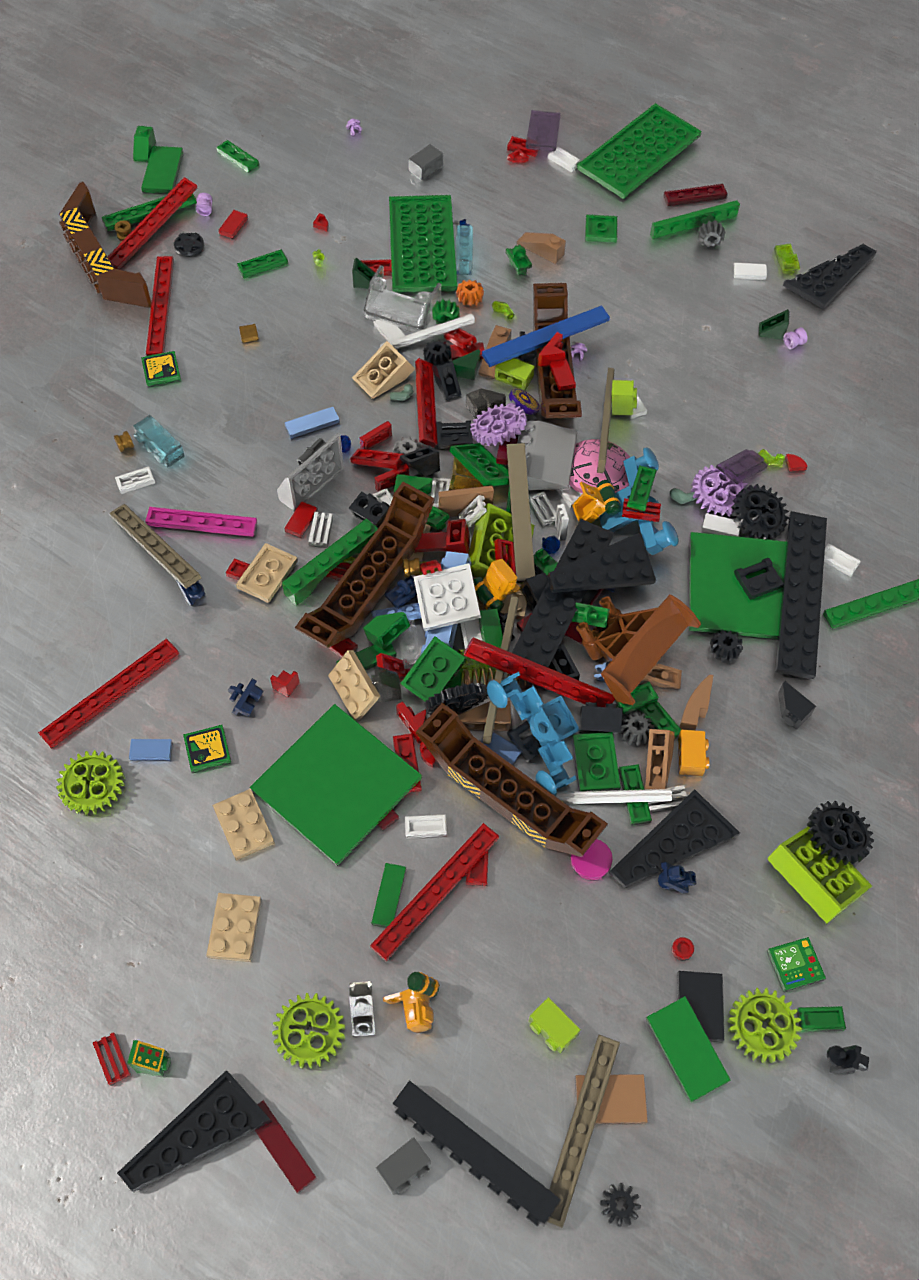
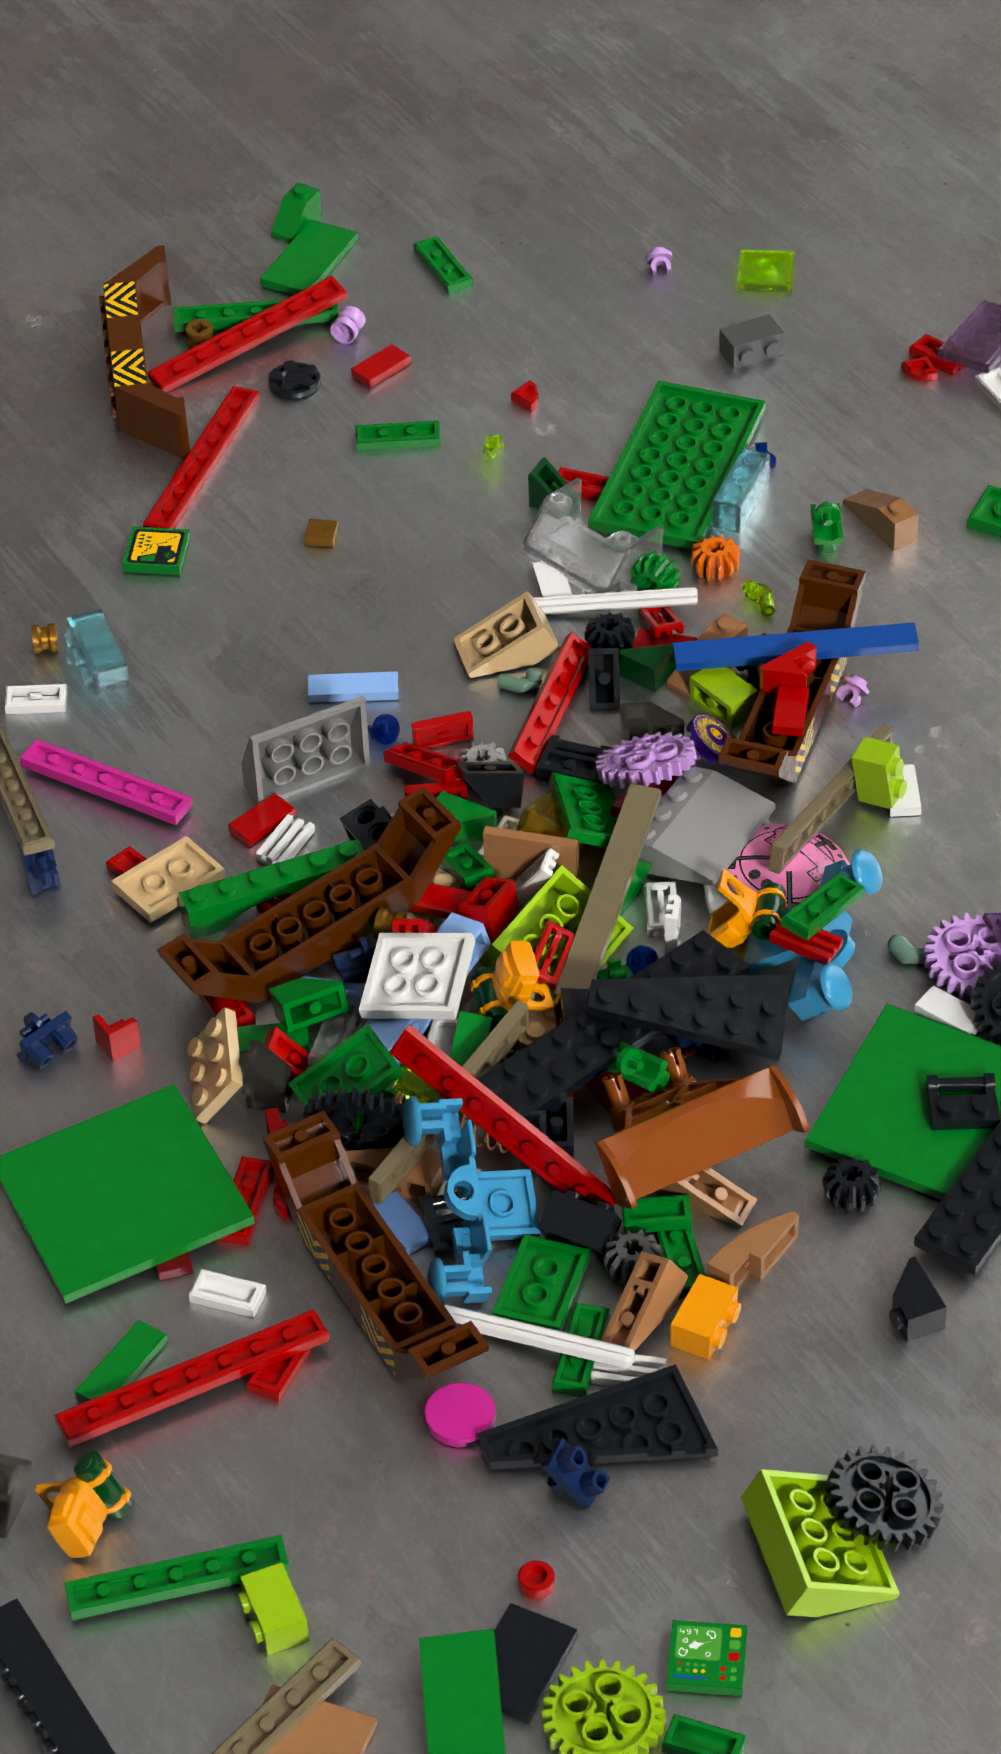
camera: 25 degrees right, 15 degrees down
(411, 119) = (766, 270): none -> clear neon green tile
(487, 1025) = (172, 1577): none -> green plate

